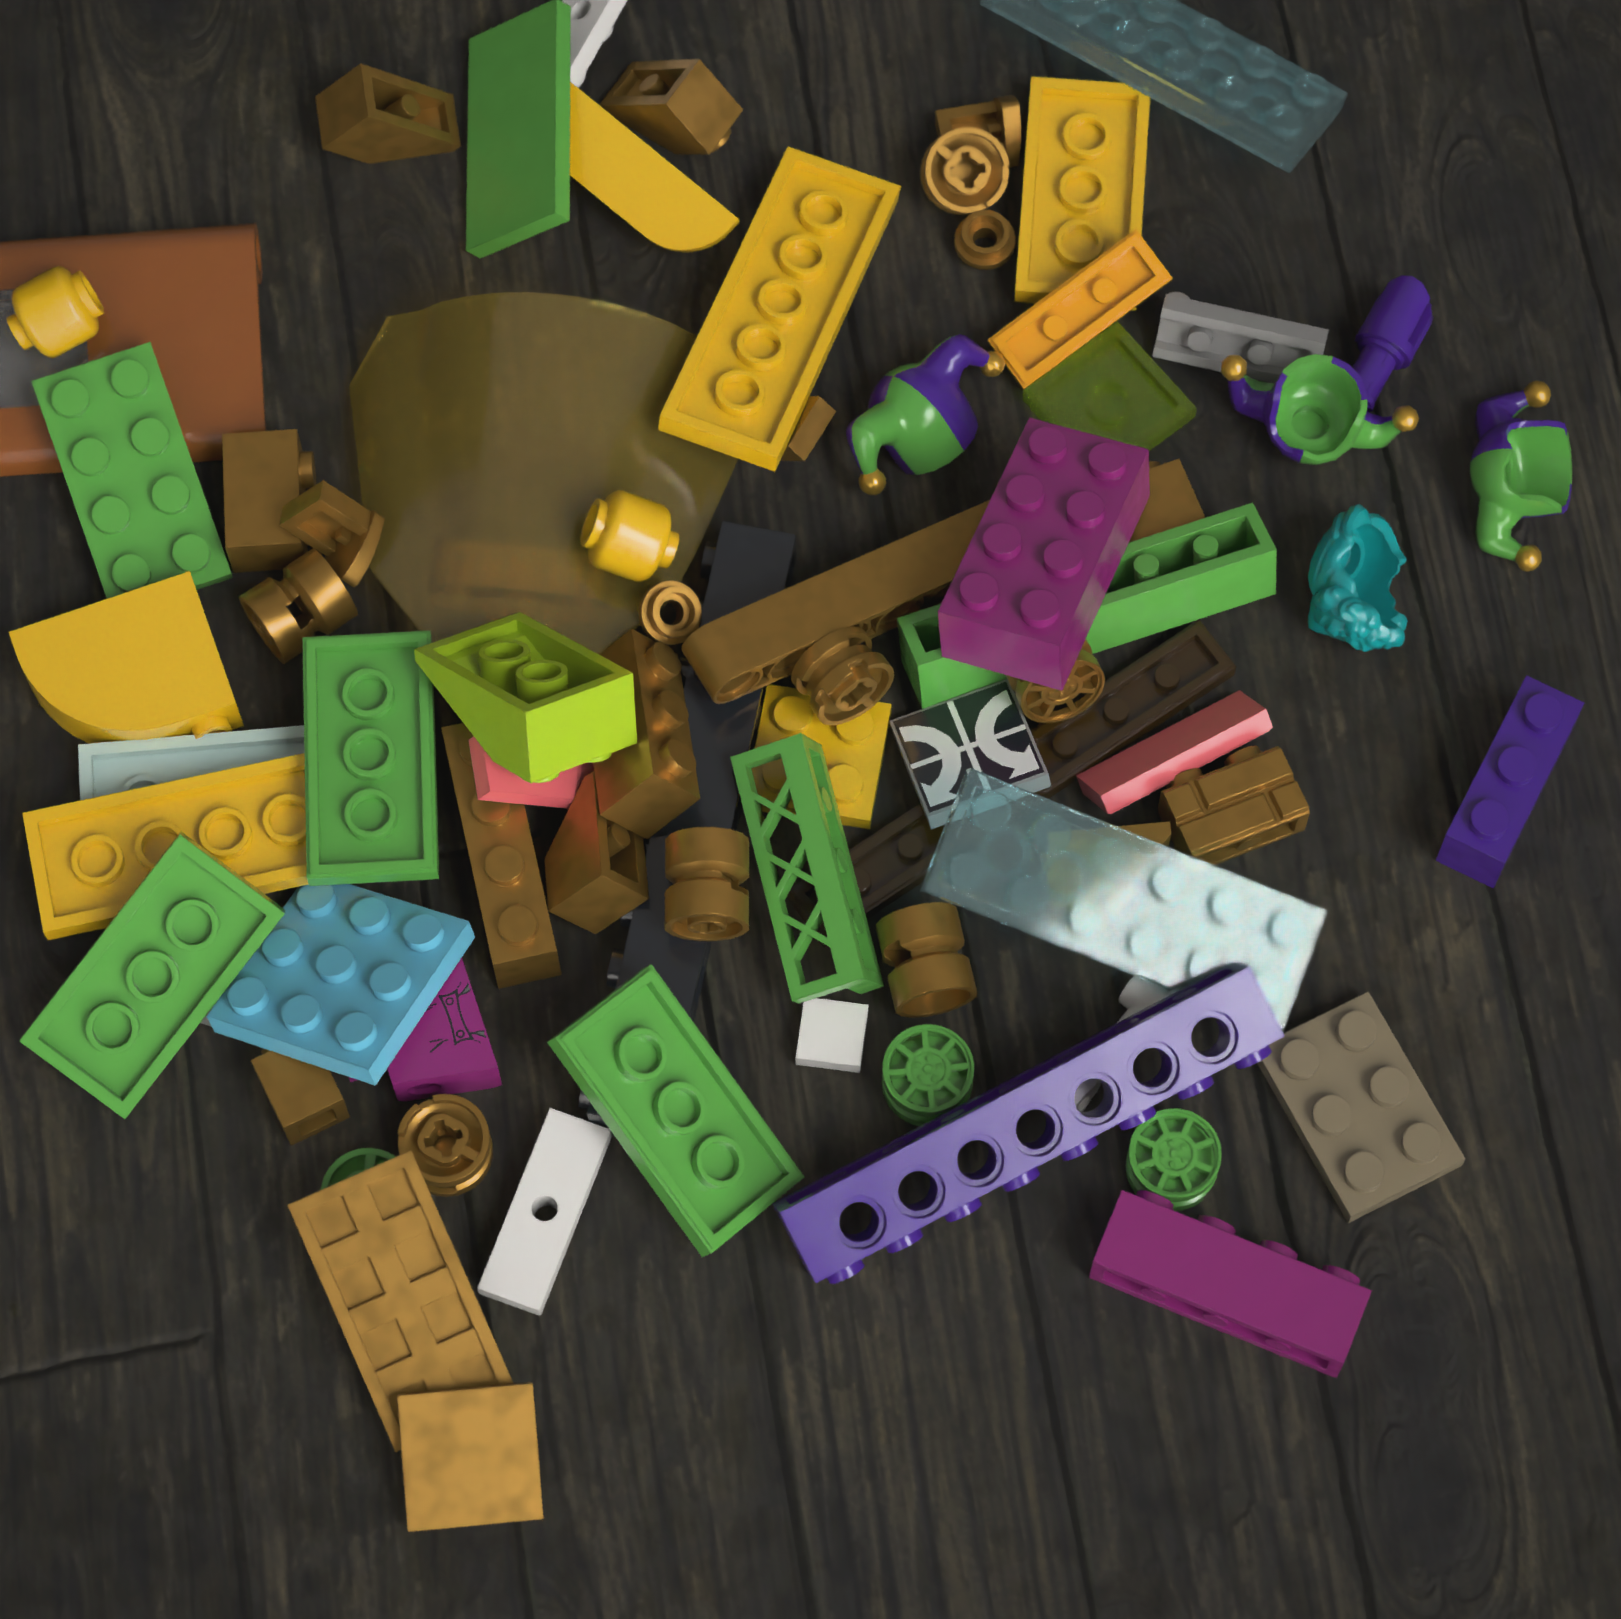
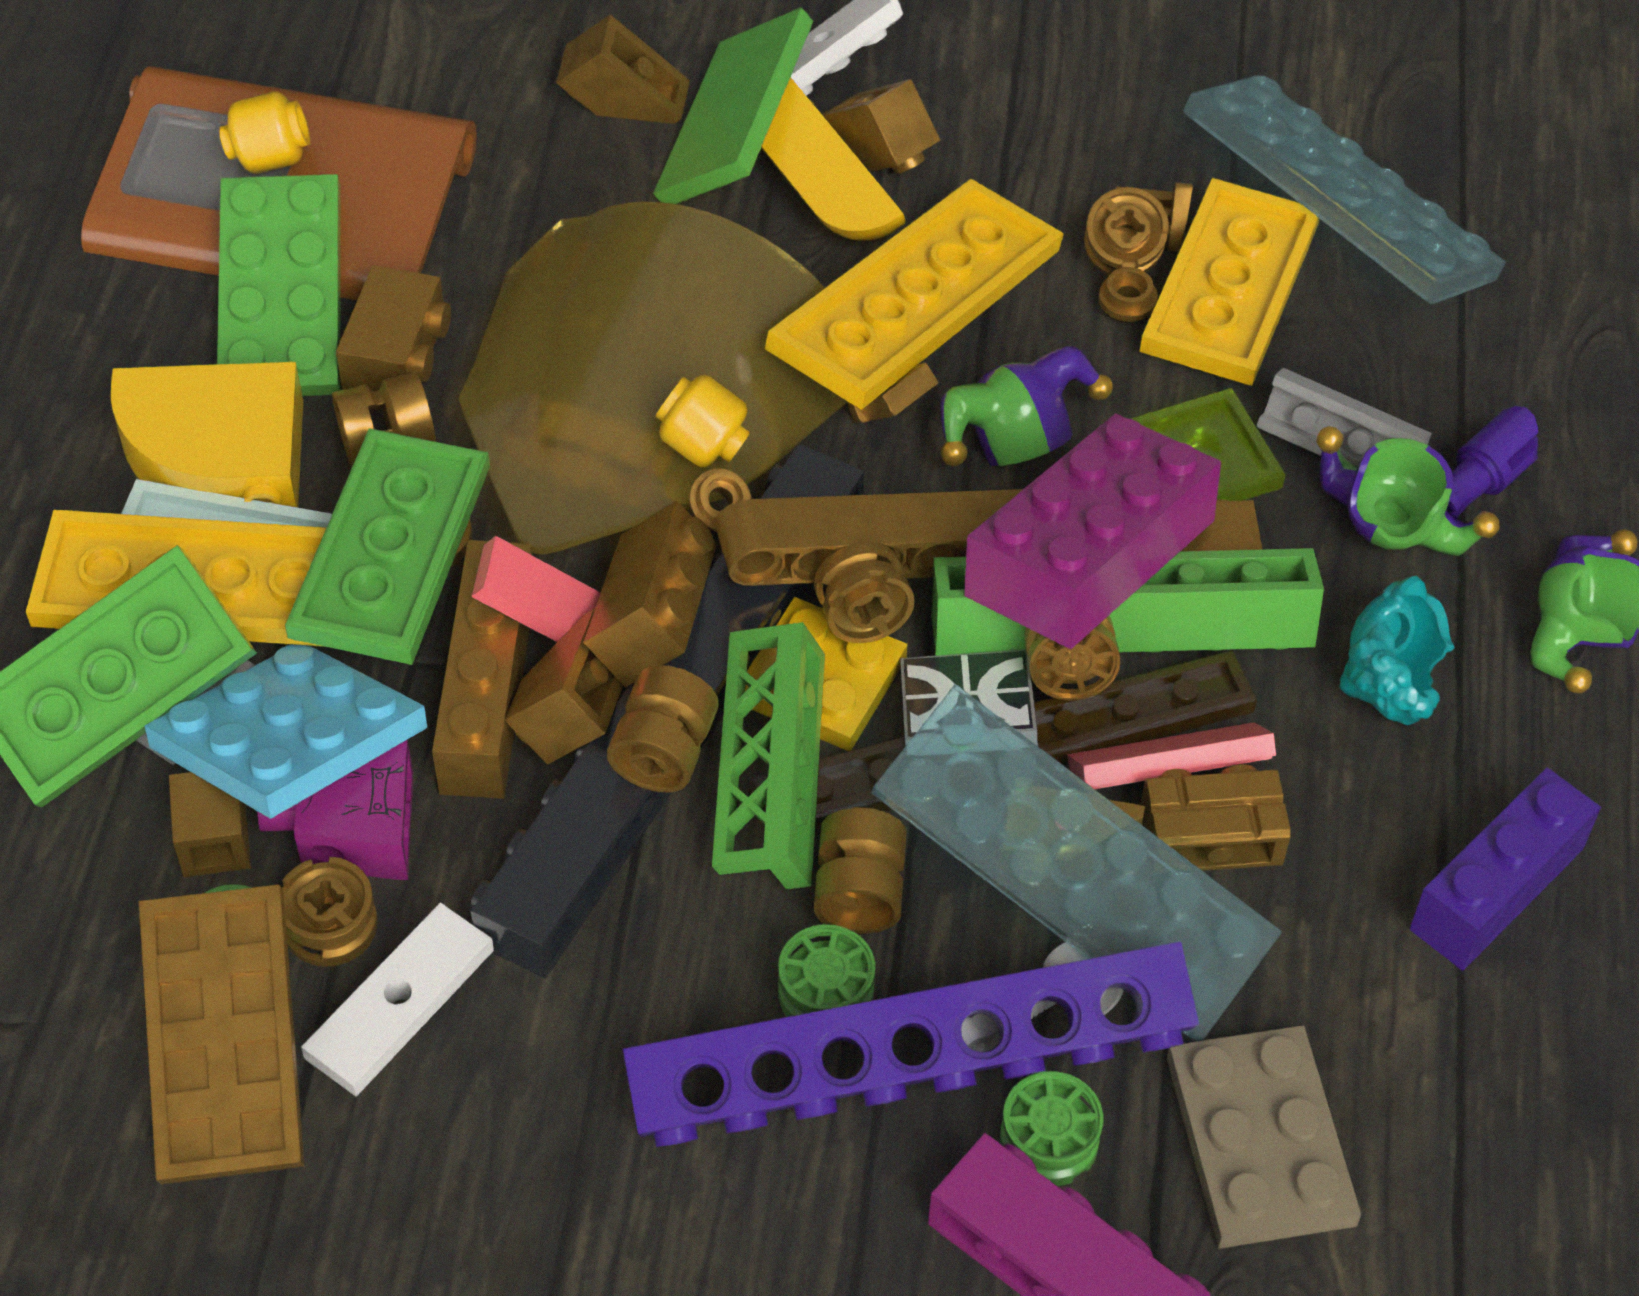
camera: 15 degrees right, 15 degrees down
(336, 528) = (438, 355): pearl gold tile -> none
(470, 1456) = (226, 1205): pearl gold tile -> none
(533, 696) = (558, 521): lime slope -> none
(676, 1110) = (557, 930): bright green tile -> none
(832, 1034) = (745, 919): white tile -> none
(1080, 309) = (1199, 362): light orange tile -> none

